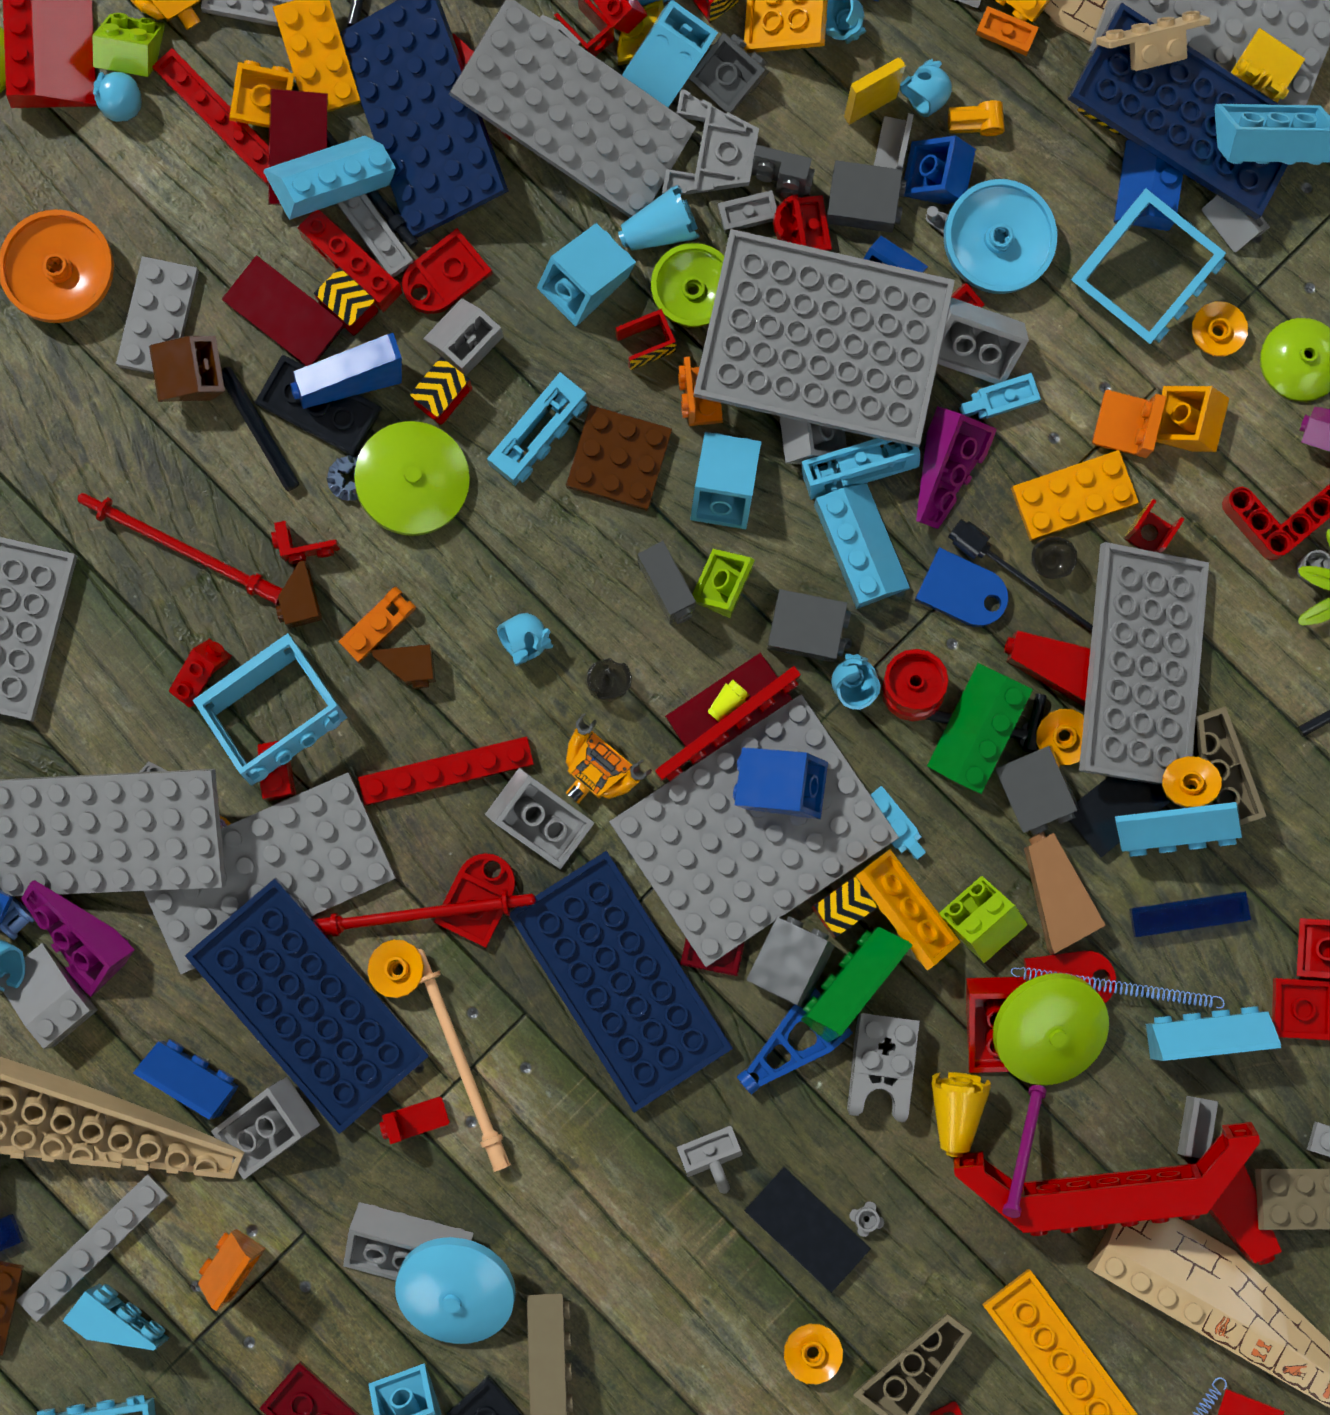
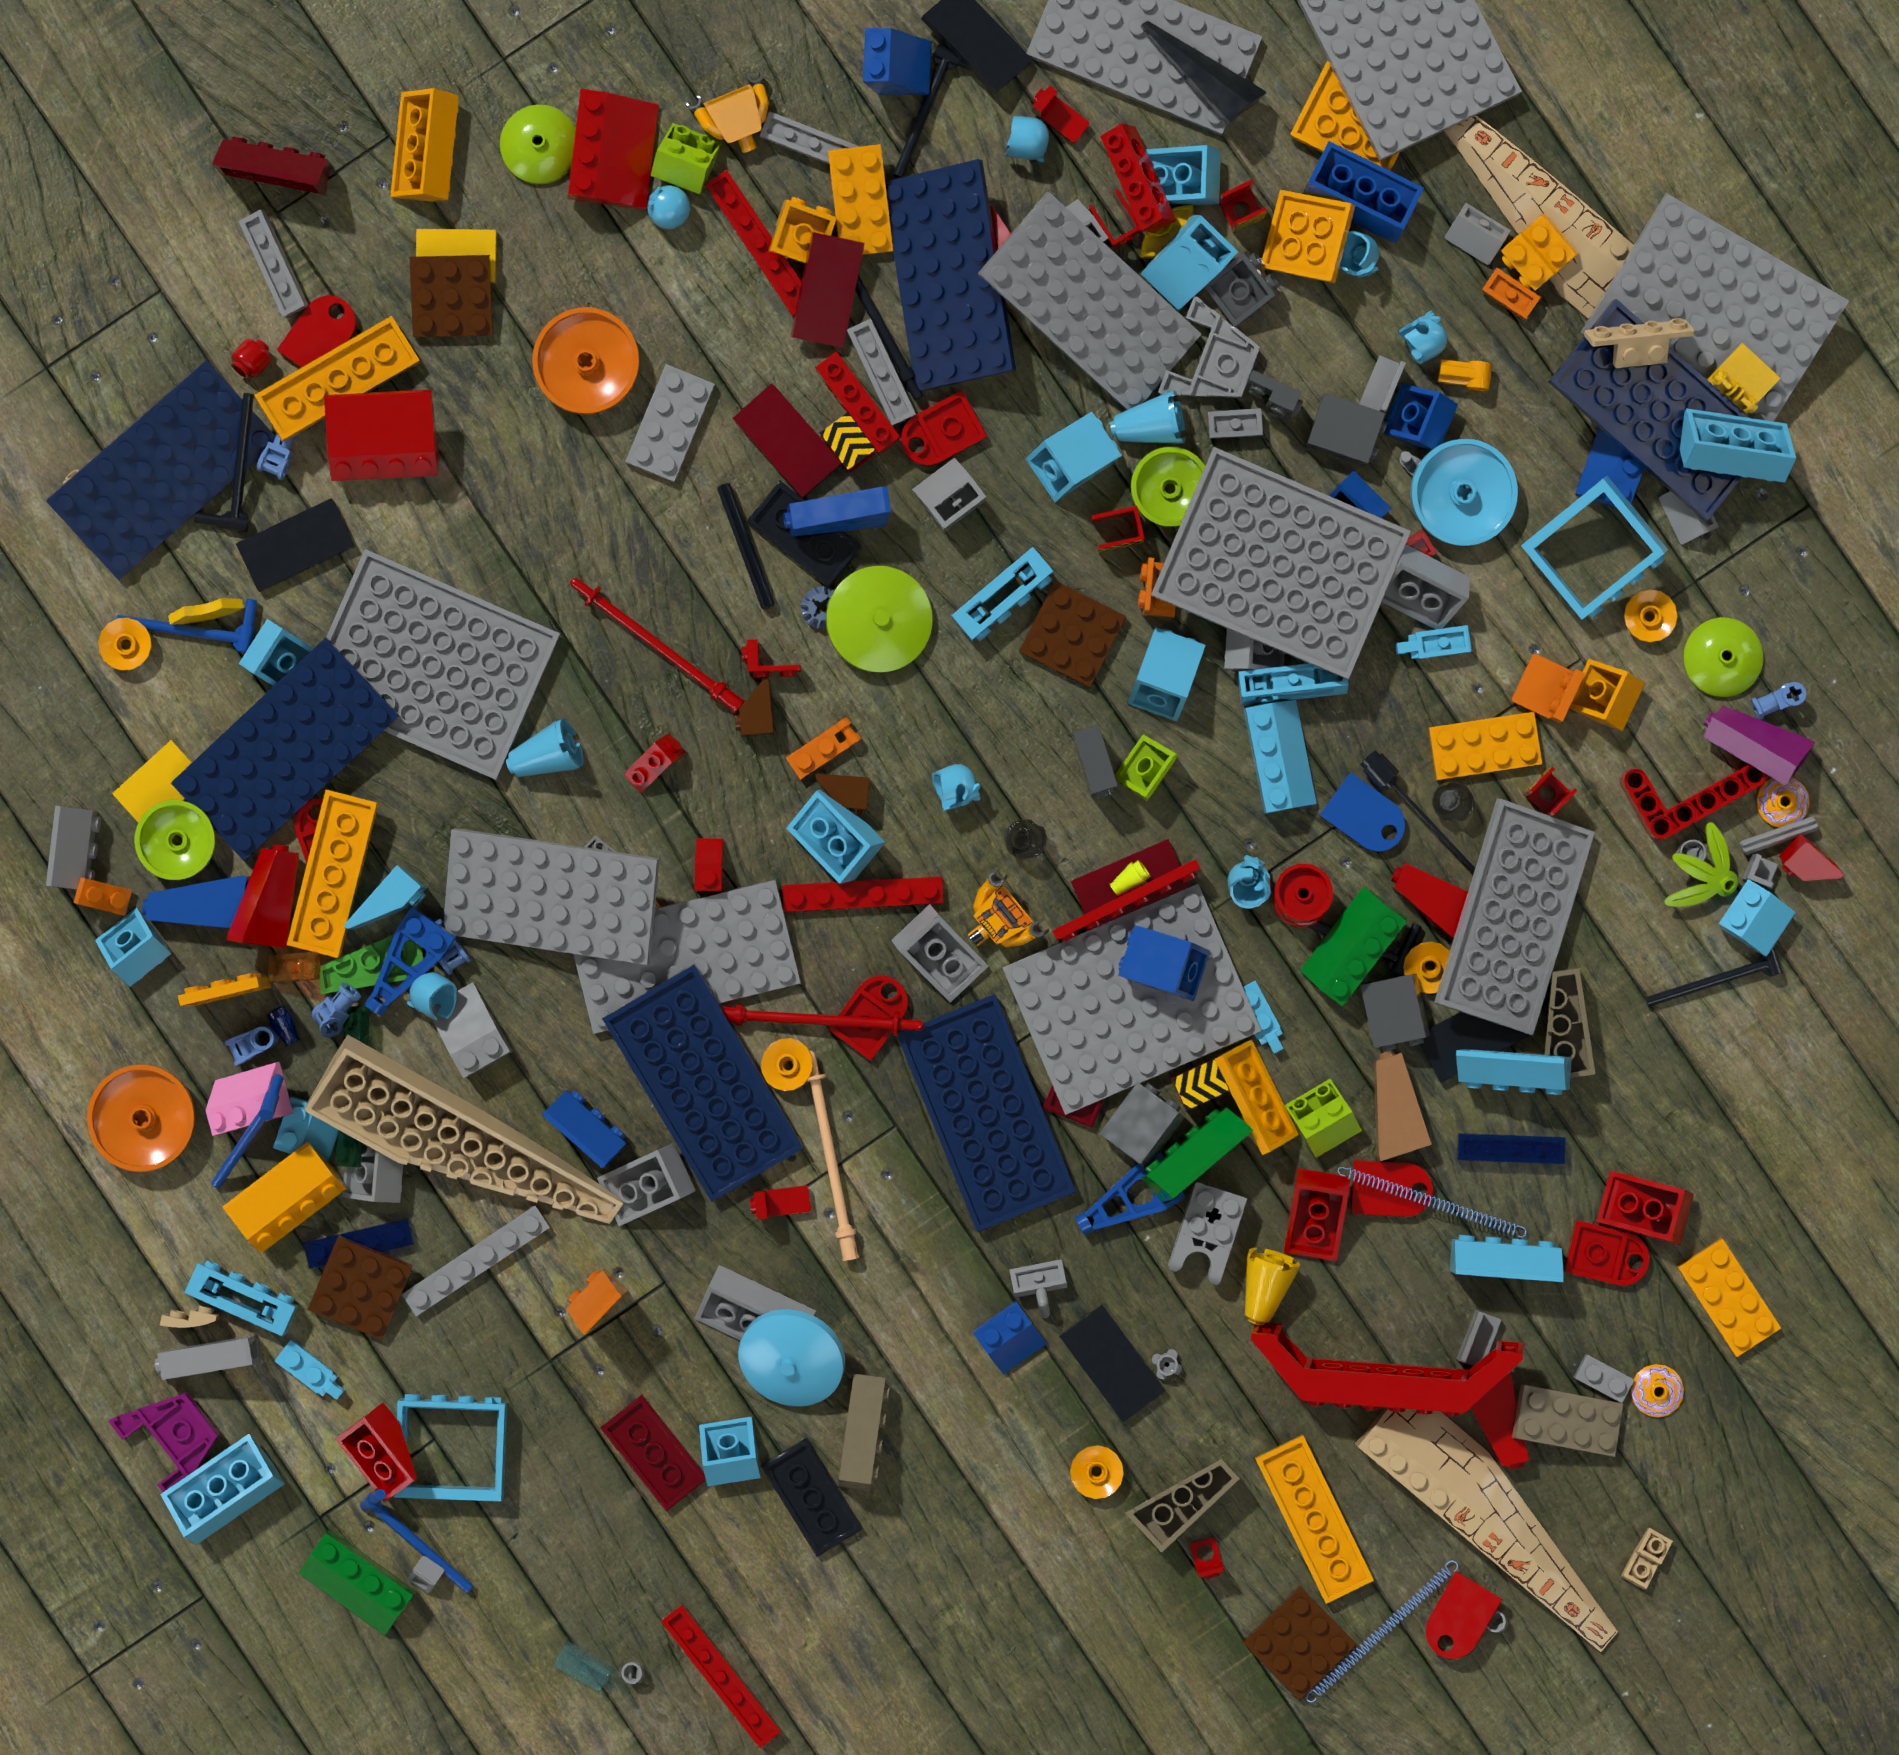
camera: 15 degrees right, 5 degrees up
(81, 680) = (547, 752): none -> medium azure cone
(88, 944) = (514, 990): magenta wedge -> none
(109, 1320) = (480, 1325): medium azure slope -> none
(187, 369) = (691, 481): reddish brown slope -> none
(246, 679) = (698, 776): medium azure window -> none
(330, 176) = (854, 322): medium azure slope -> none
(405, 714) = (835, 837): none -> medium azure slope
(441, 391) = (920, 543): piece -> none
(689, 1221) = (1009, 1337): none -> blue slope
(803, 222) = (1282, 447): red slope -> none
(808, 626) = (1216, 823): dark grey brick -> none
(874, 90) = (1372, 335): yellow tile -> none
(950, 455) = (1378, 687): magenta wedge -> none
(1012, 1207) = (1295, 1376): magenta bar -> none
(1050, 1029) = (1363, 1227): lime dish -> none
(1193, 772) = (1534, 1021): light orange dish -> none

